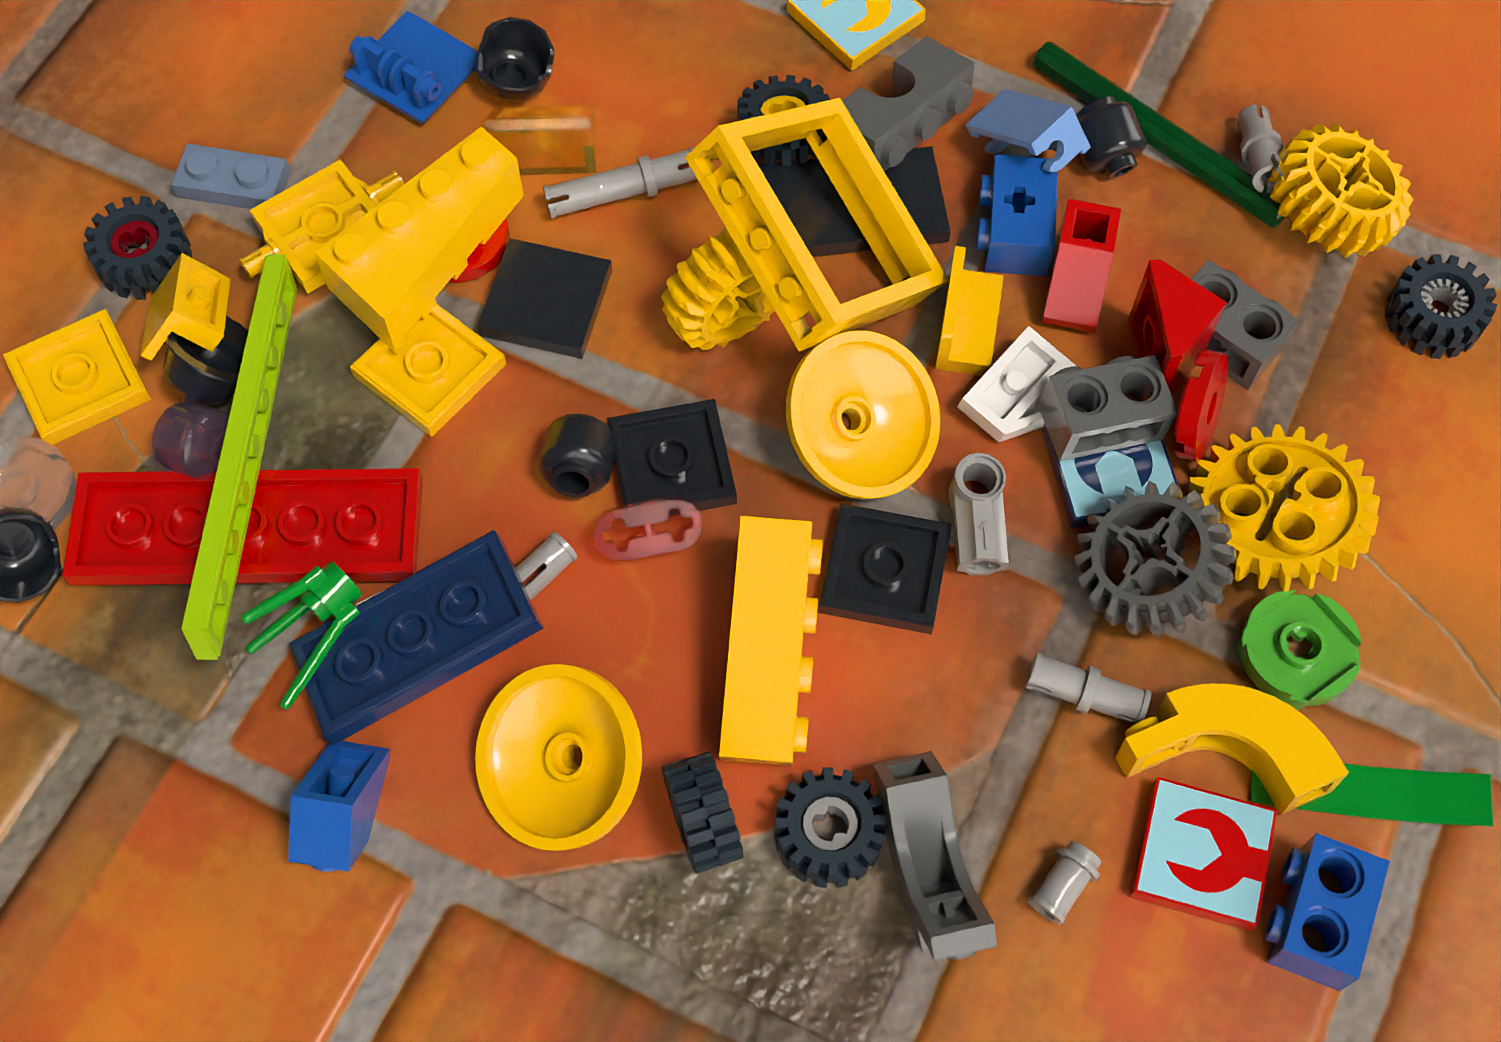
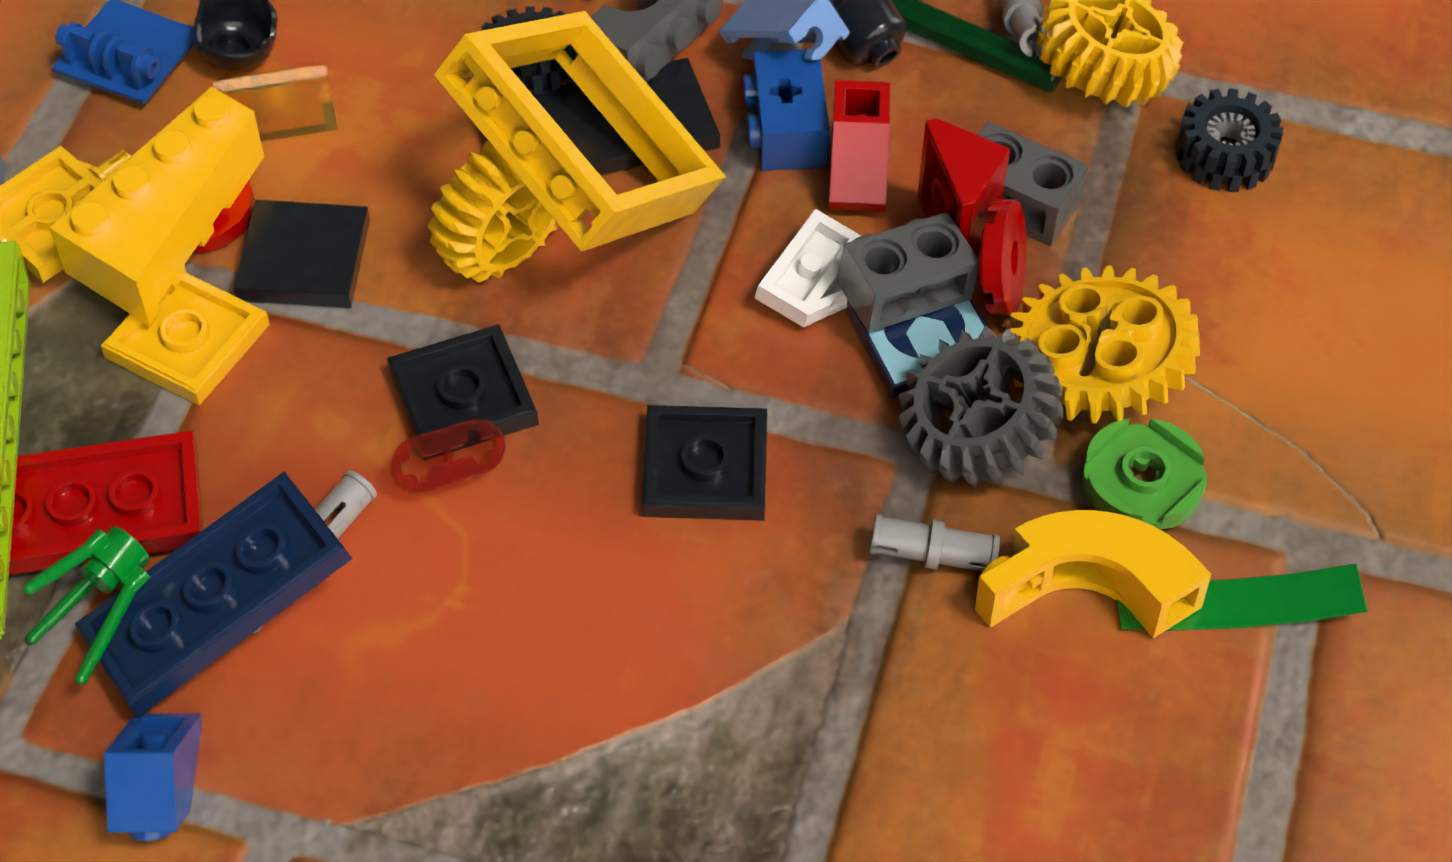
camera: 10 degrees left, 10 degrees down
(529, 761) = (356, 677): yellow dish -> none
(577, 455) = (361, 395): black head -> none
(619, 183) = (388, 124): light grey pin -> none
(702, 812) = (550, 713): black bush -> none
(767, 641) = (592, 540): yellow wedge -> none
(848, 853) = (710, 736): black bush -> none
(889, 409) = (677, 298): yellow dish -> none
(928, 859) = (793, 723): dark grey arch -> none
(969, 319) = (752, 214): yellow panel -> none
(979, 517) = (794, 394): light grey piece -> none
(1065, 881) = (948, 719): light grey pin -> none
(1204, 854) = (1081, 684): tile -> none
(1341, 917) = (1224, 717): blue brick -> none

